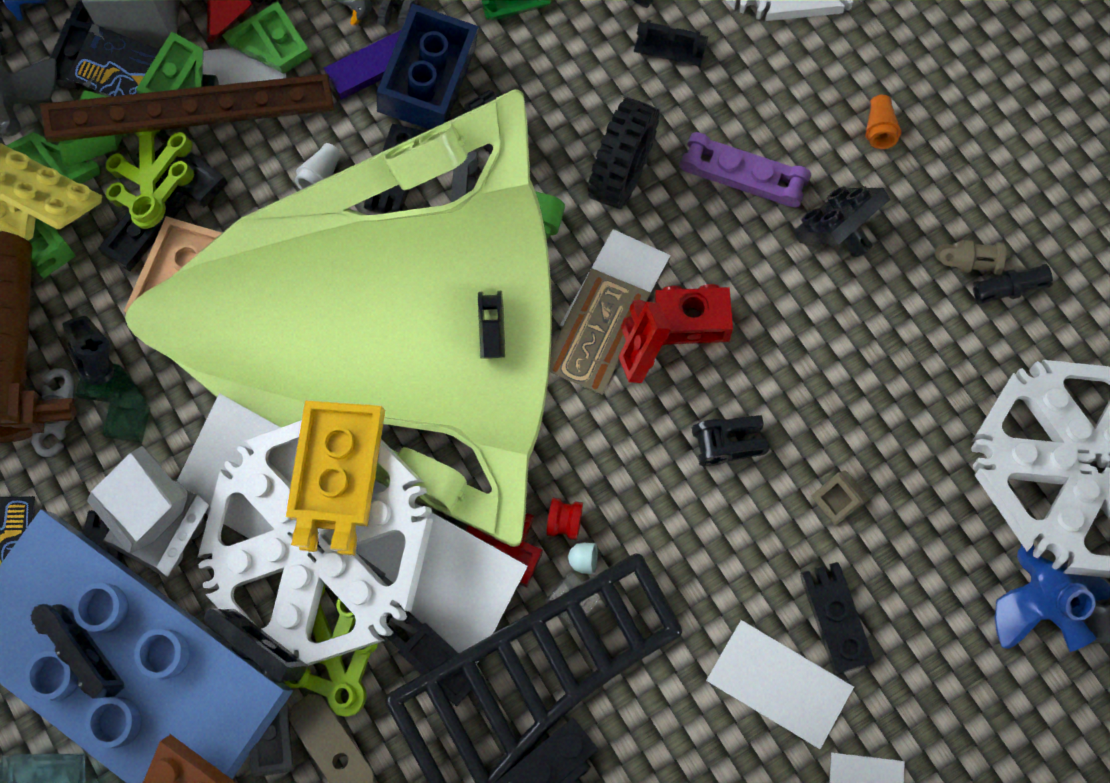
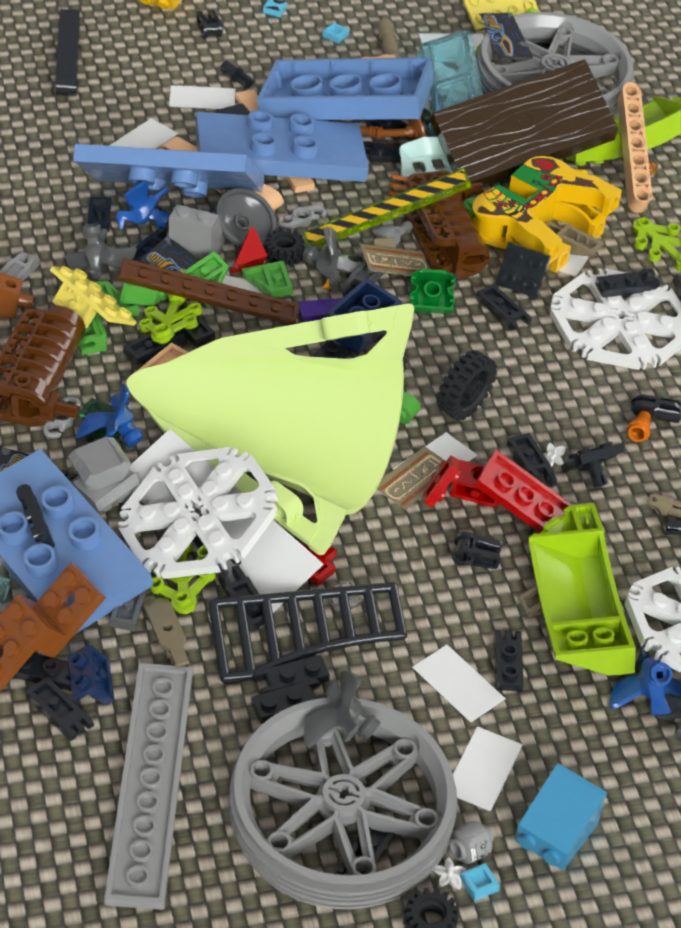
camera: 10 degrees right, 25 degrees down
(89, 350) = (99, 390): black piece -> none
(130, 402) = (118, 420): none -> blue animal
(256, 645) = (142, 550): black hinge -> none
(334, 473) = (226, 473): yellow tile -> none
(491, 331) = (349, 450): black bar -> none
(564, 518) = (355, 557): red wheel -> none
(584, 558) = (360, 578): light aqua hinge -> none
(670, 43) = (527, 353): black hinge -> none
(745, 170) = (541, 425): medium lavender plate -> none
(752, 241) = (531, 458): none -> black hinge
(768, 324) = (519, 492): none -> red plate
(778, 222) = (554, 454): none -> white plant
(896, 81) = (658, 407): none -> black arm
(906, 475) = (581, 593): none -> lime slope

